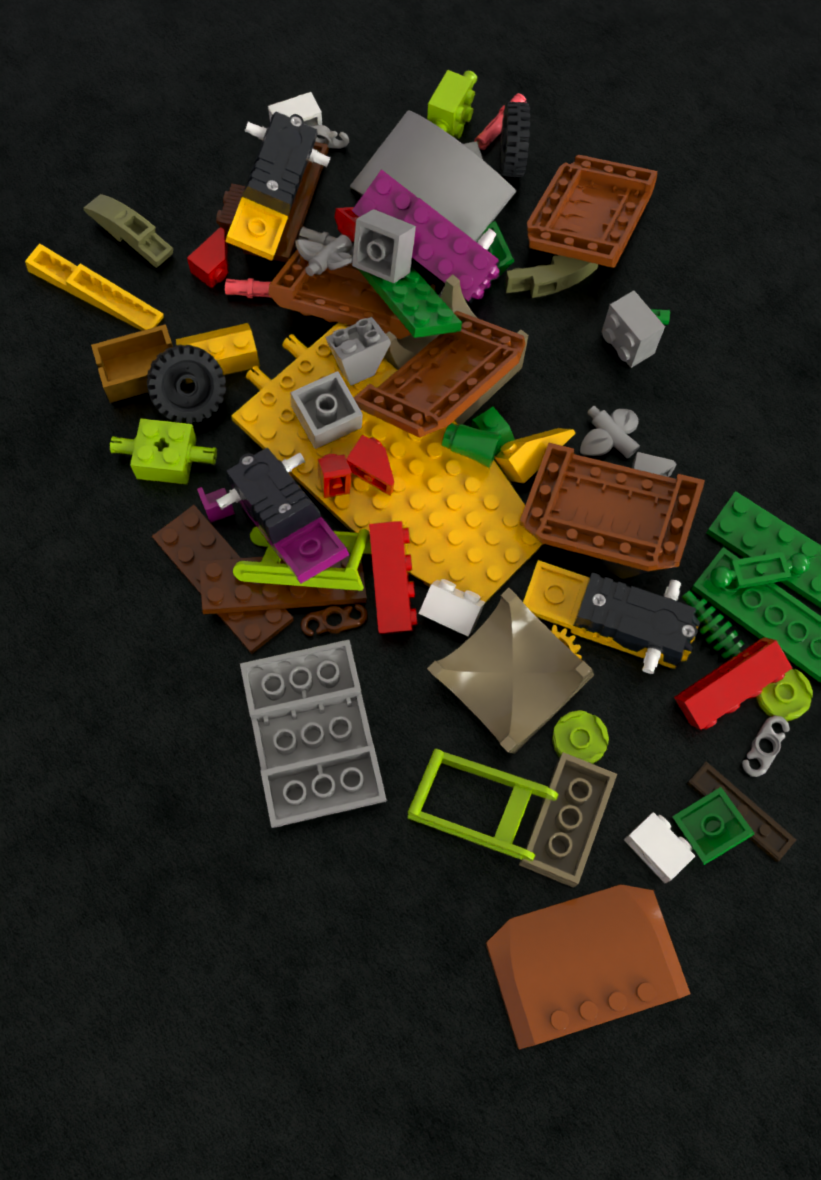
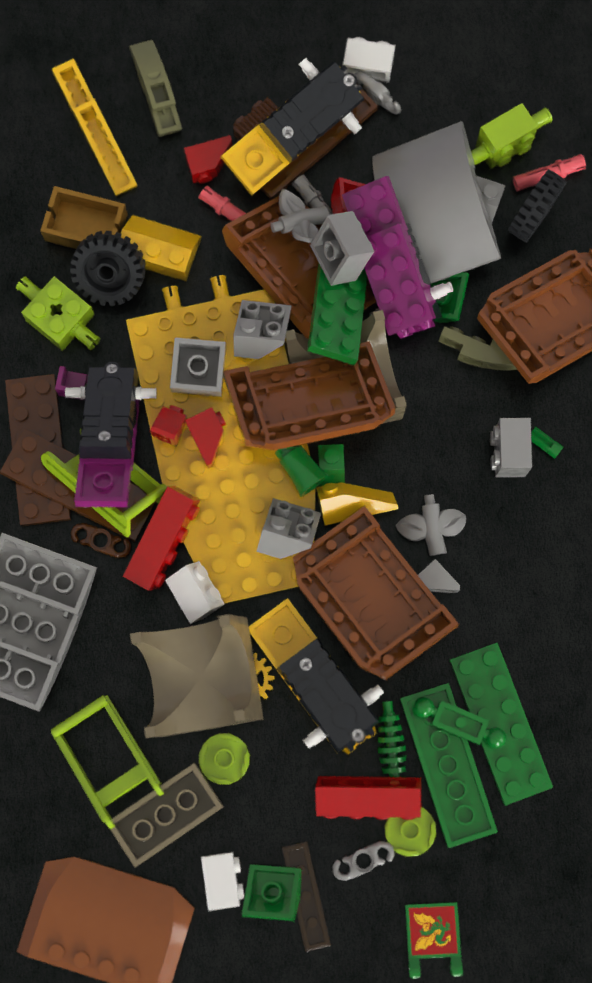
camera: 35 degrees right, 10 degrees up
(497, 502) = (287, 529): none -> light grey slope

